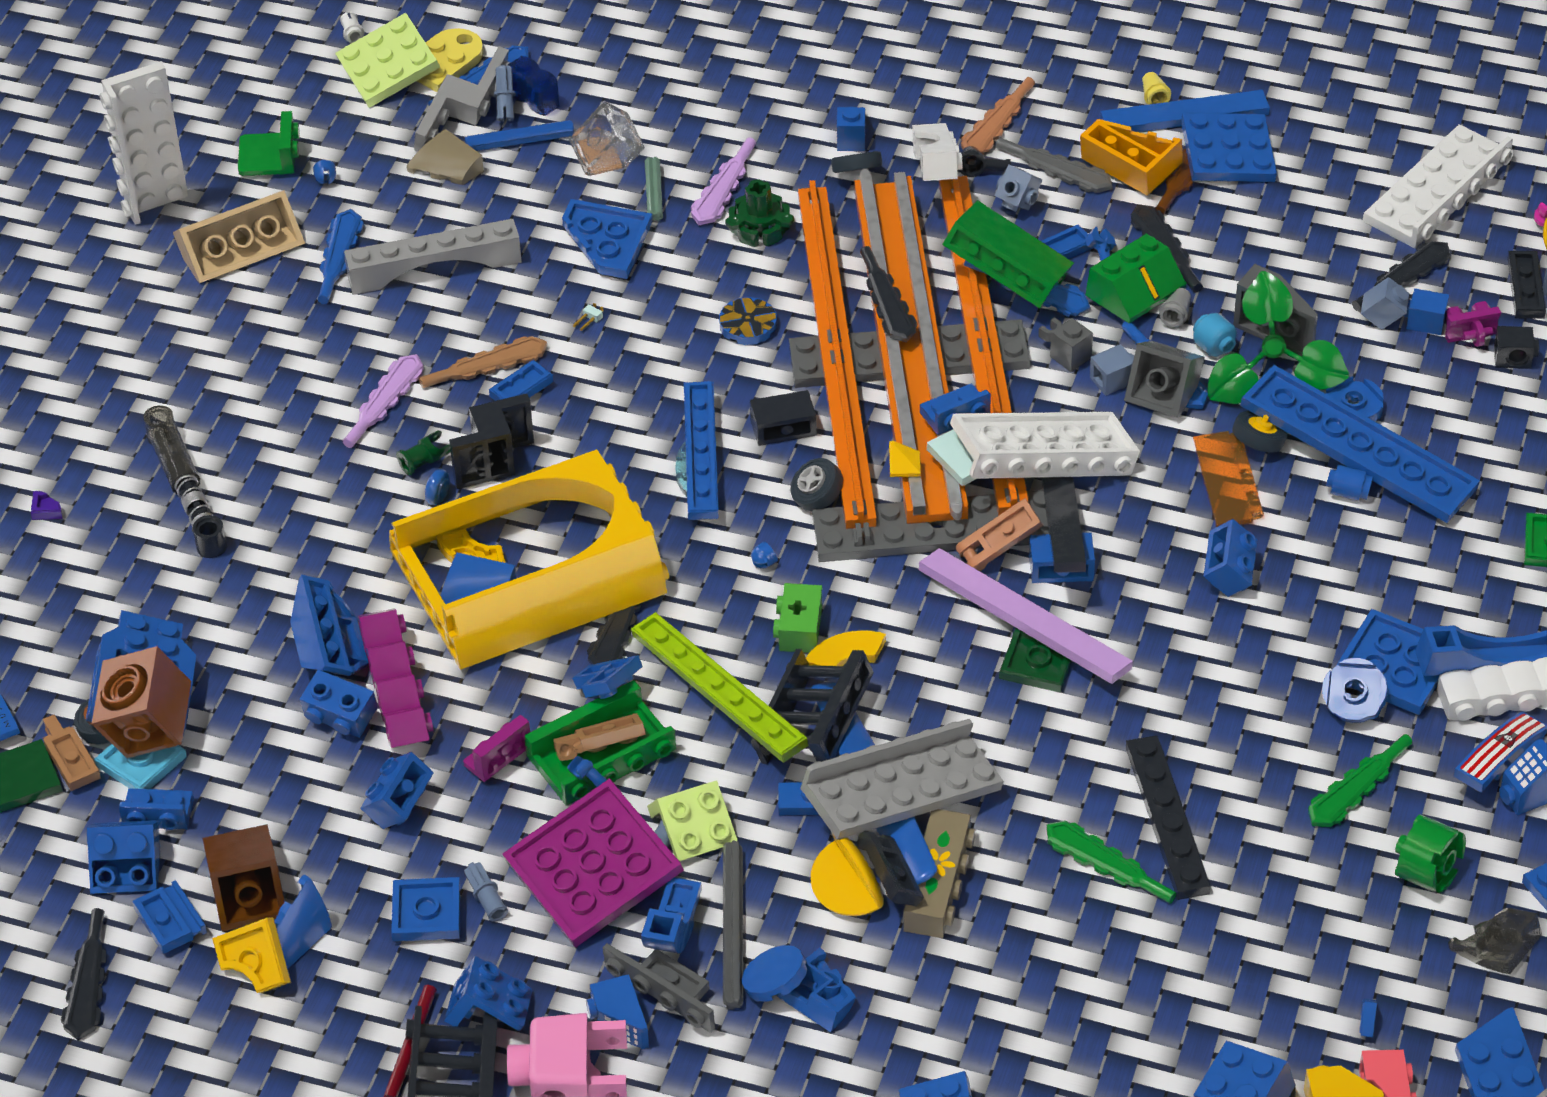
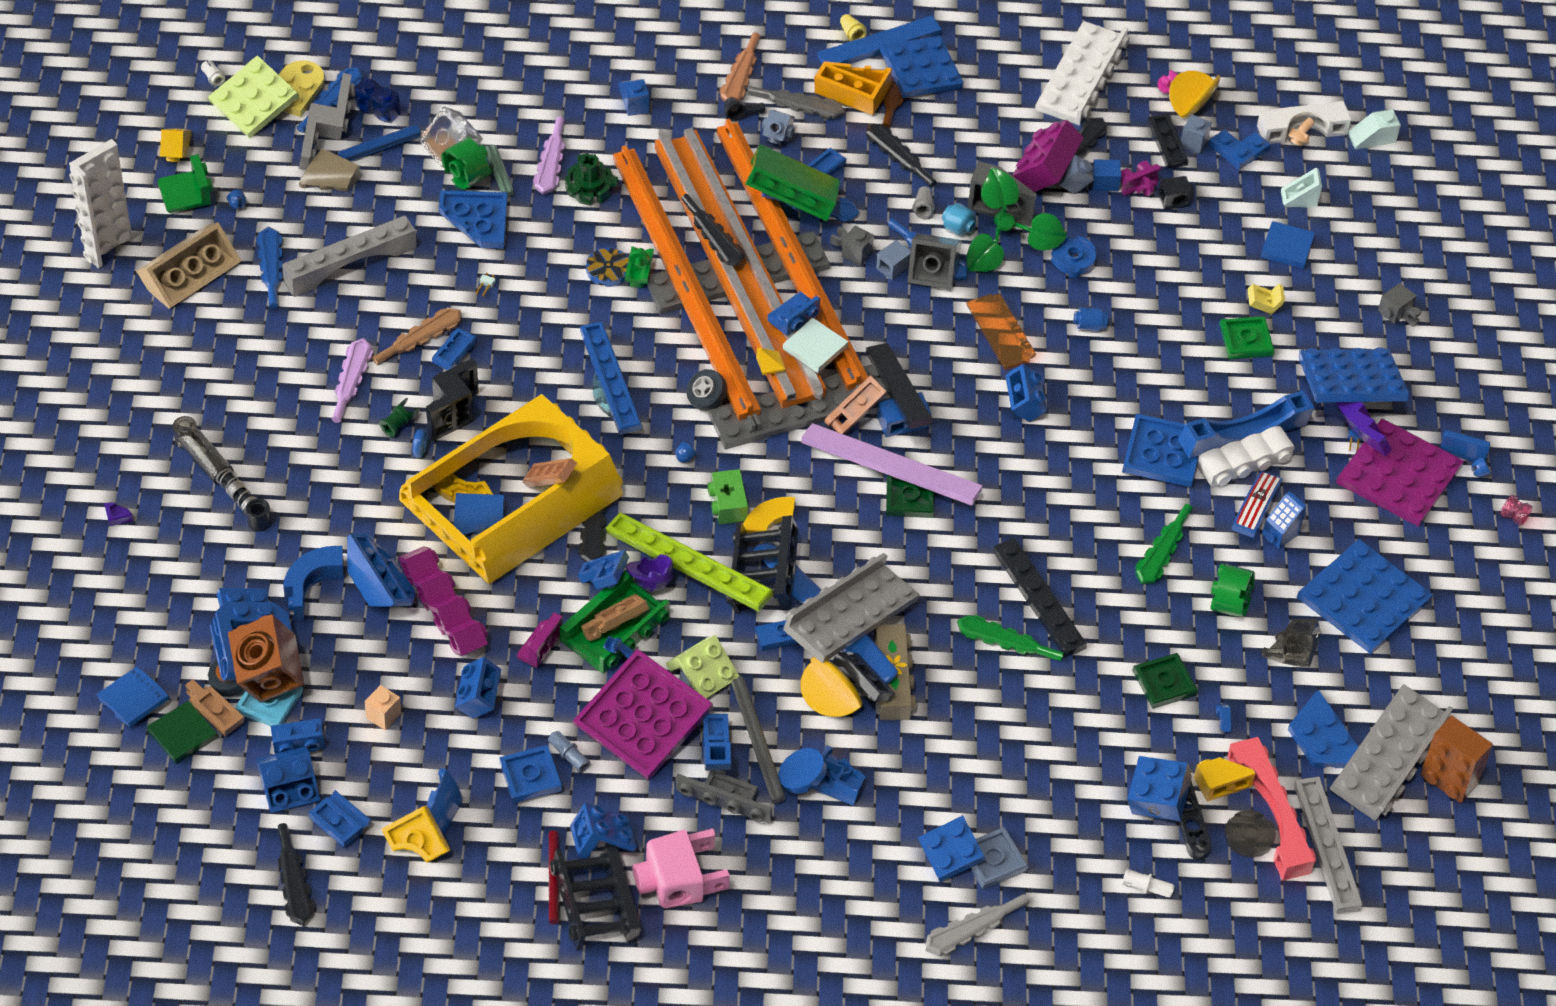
camera: 20 degrees left, 5 degrees up
(244, 612) = (309, 569): none -> blue arch
(244, 876) = (387, 776): reddish brown slope -> none
(271, 792) = (382, 707): none -> light nougat brick
(274, 96) = (174, 143): none -> yellow slope
(338, 704) = (409, 629): blue brick -> none
(504, 93) = (358, 111): sand blue axle -> none
(573, 544) = (549, 472): none -> nougat tile
(612, 171) = (466, 163): none -> green brick
(617, 1001) = (697, 816): blue slope -> none
(665, 693) = (651, 574): none -> dark purple piece
(783, 325) = (639, 266): none -> green hips
(783, 417) = (662, 341): black brick -> none
(856, 162) = (650, 124): black bush -> none
(936, 151) = (717, 111): white arch -> none
(1046, 444) = (869, 329): white bracket -> none
(1101, 242) = (854, 159): blue bar -> none
(1135, 278) = (888, 185): green slope -> none
(1258, 432) = (1015, 290): black wheel -> none
(1303, 954) = (1165, 680): none -> dark green tile
(1352, 274) = (1048, 155): none -> magenta brick
(1360, 443) = (1089, 287): blue plate -> none
(1366, 705) = (1154, 487): plate -> none

